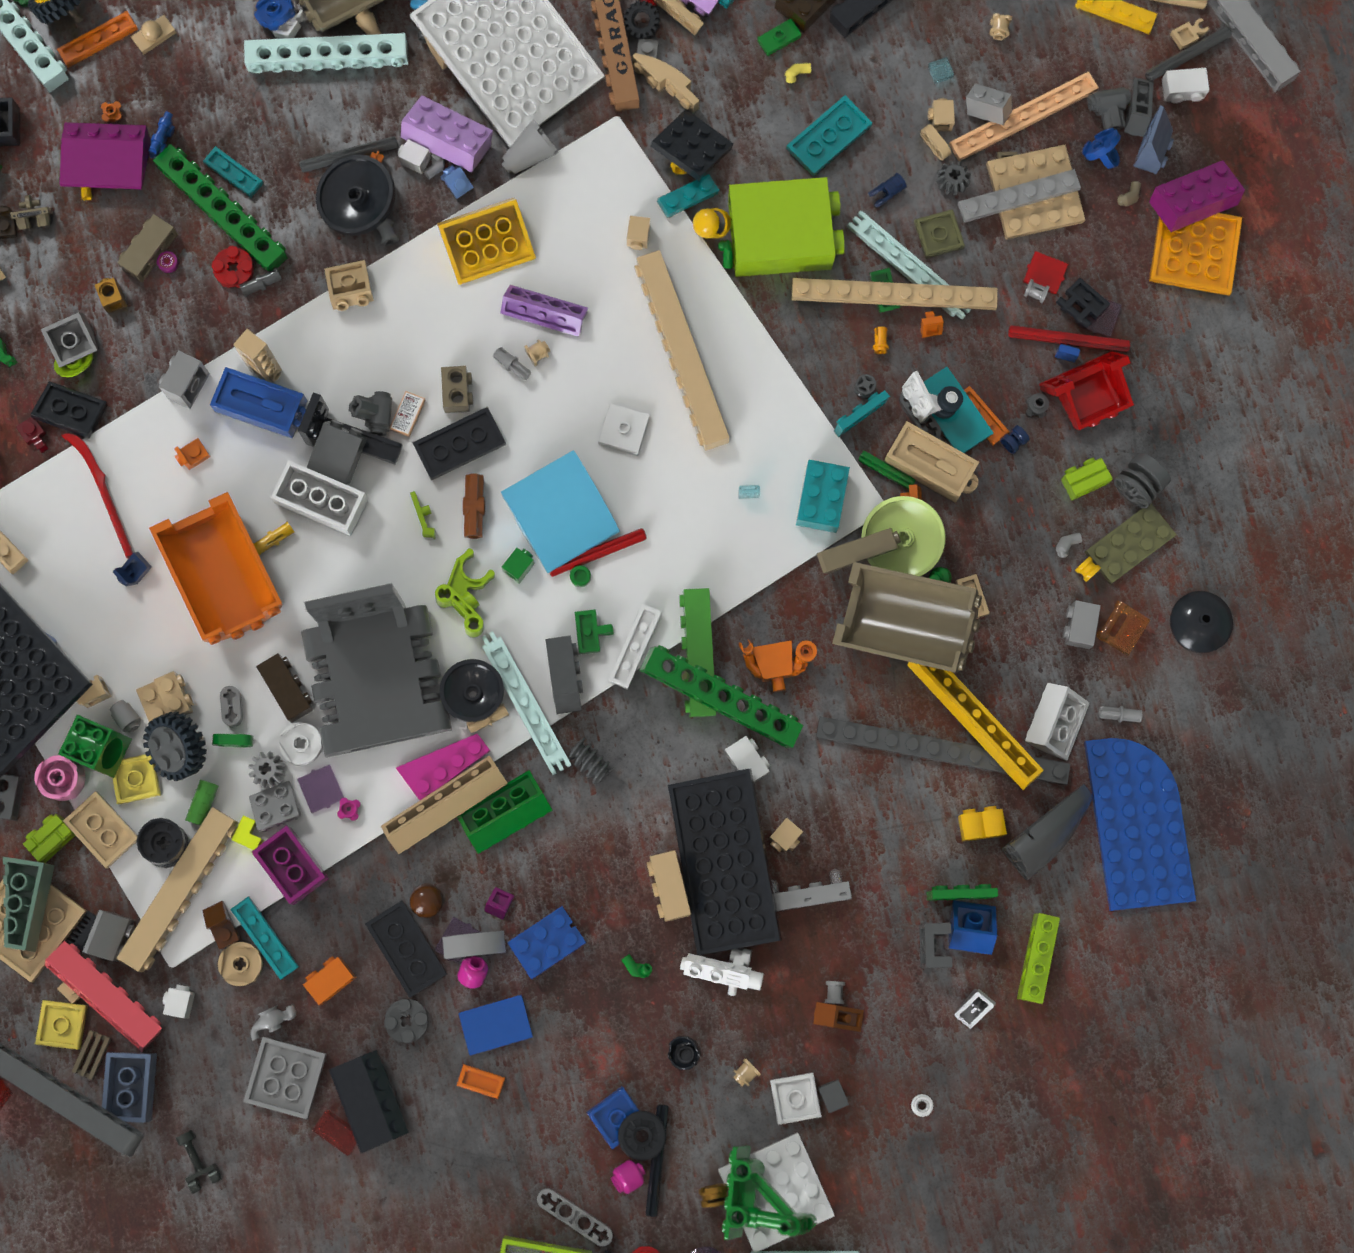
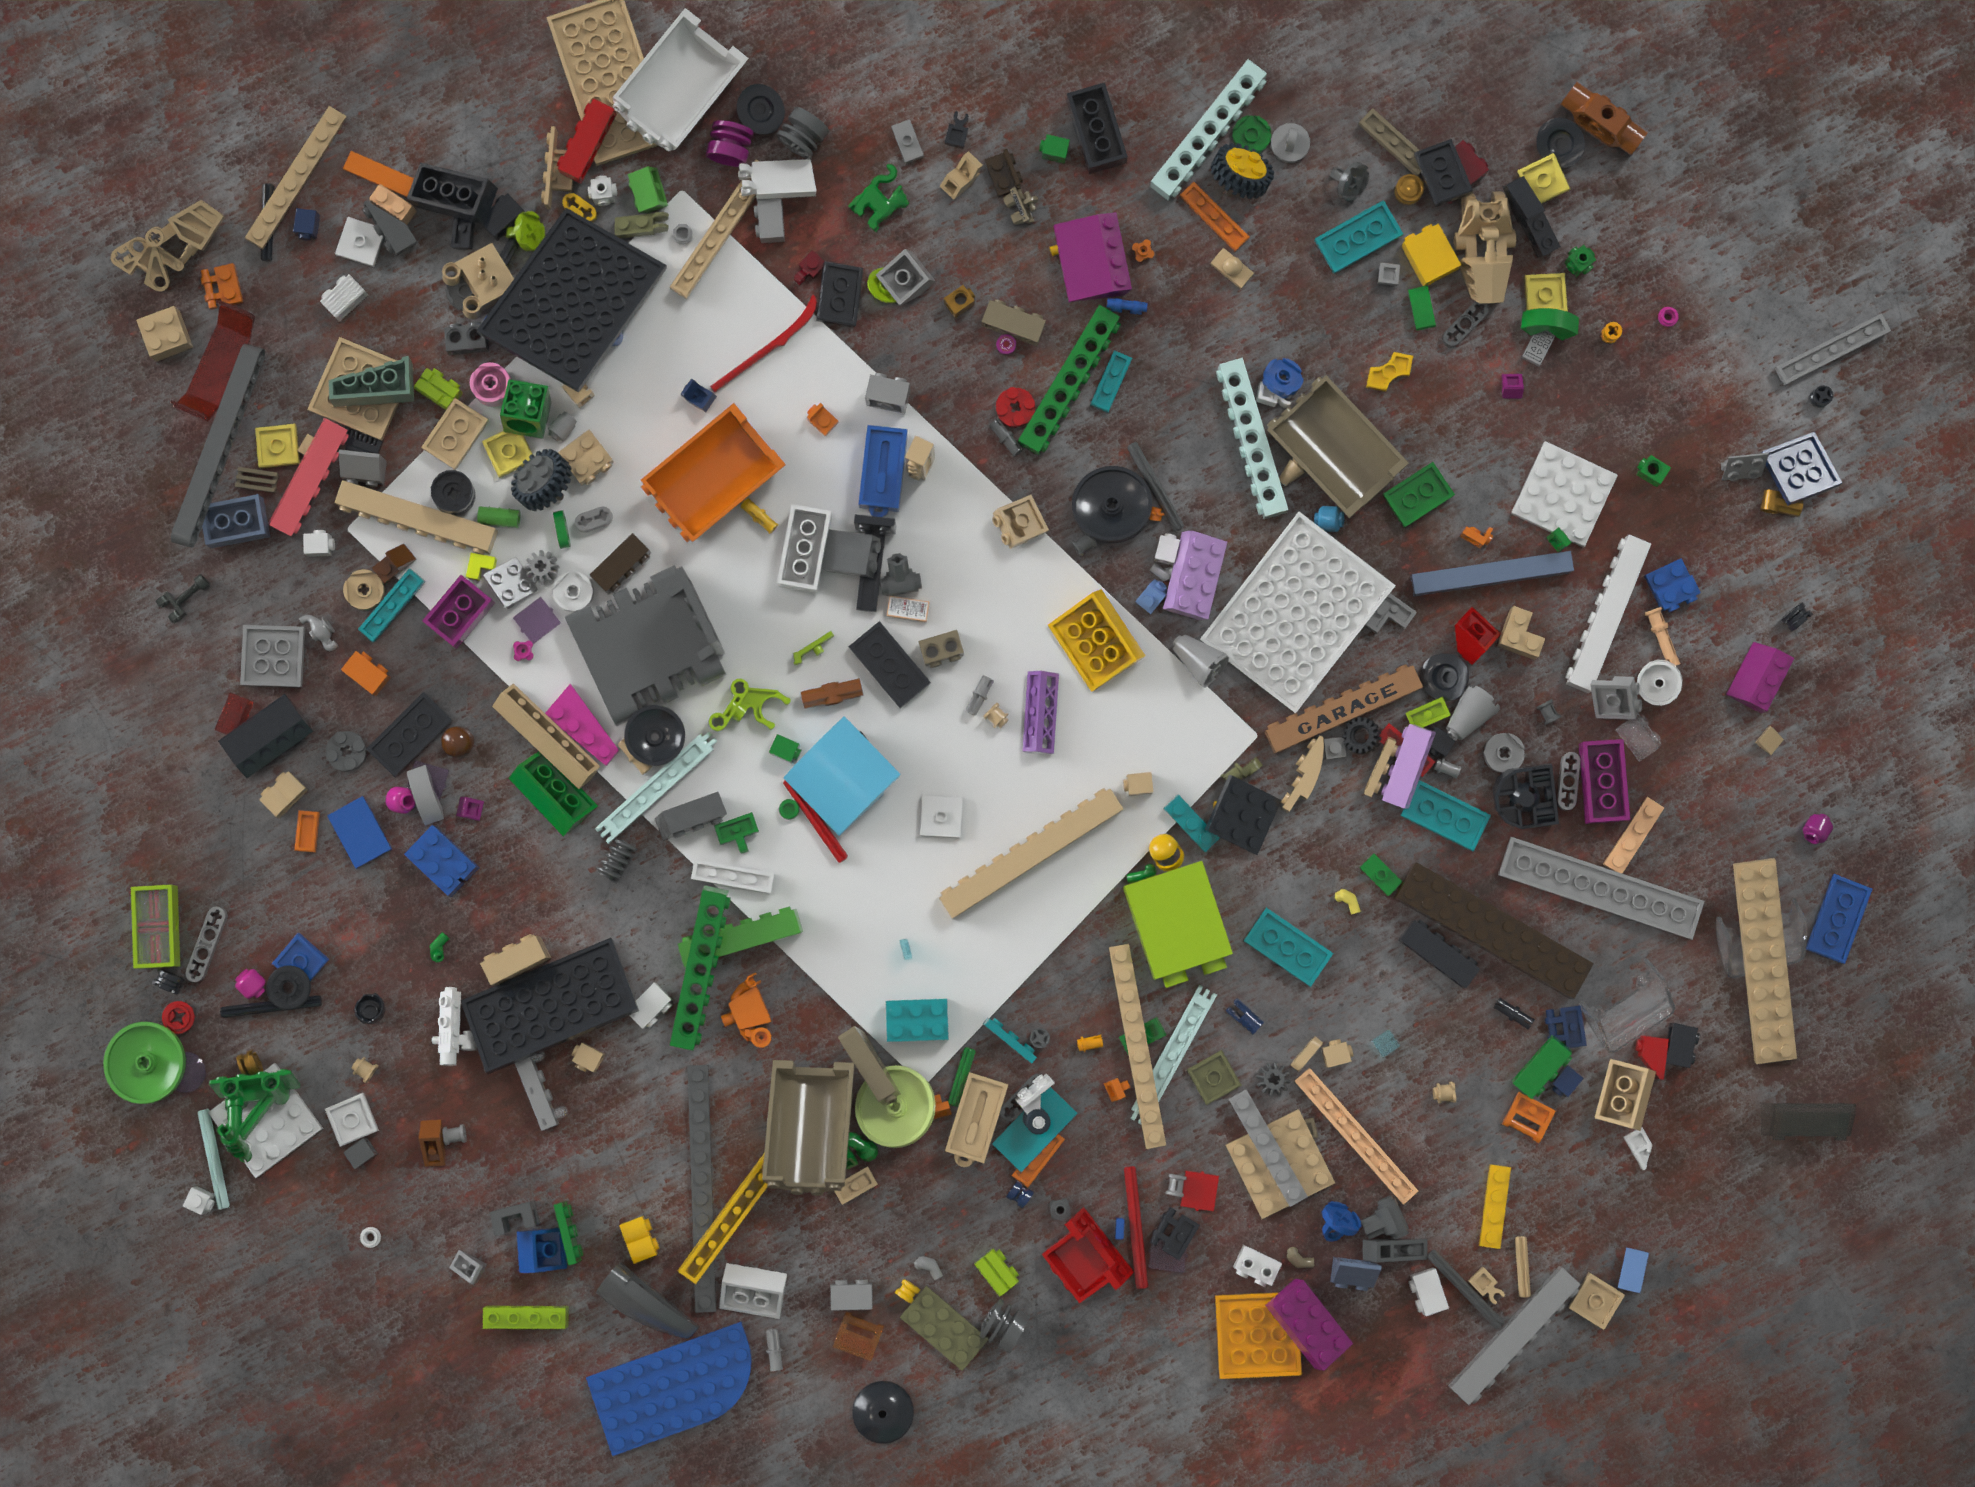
camera: 80 degrees right, 5 degrees up
(435, 1098) = (283, 794): none -> tan brick
(649, 135) = (1239, 772): none -> olive connector
(989, 104) = (1356, 1098): light grey brick -> none
(1129, 233) = (1256, 1265): none -> white brick

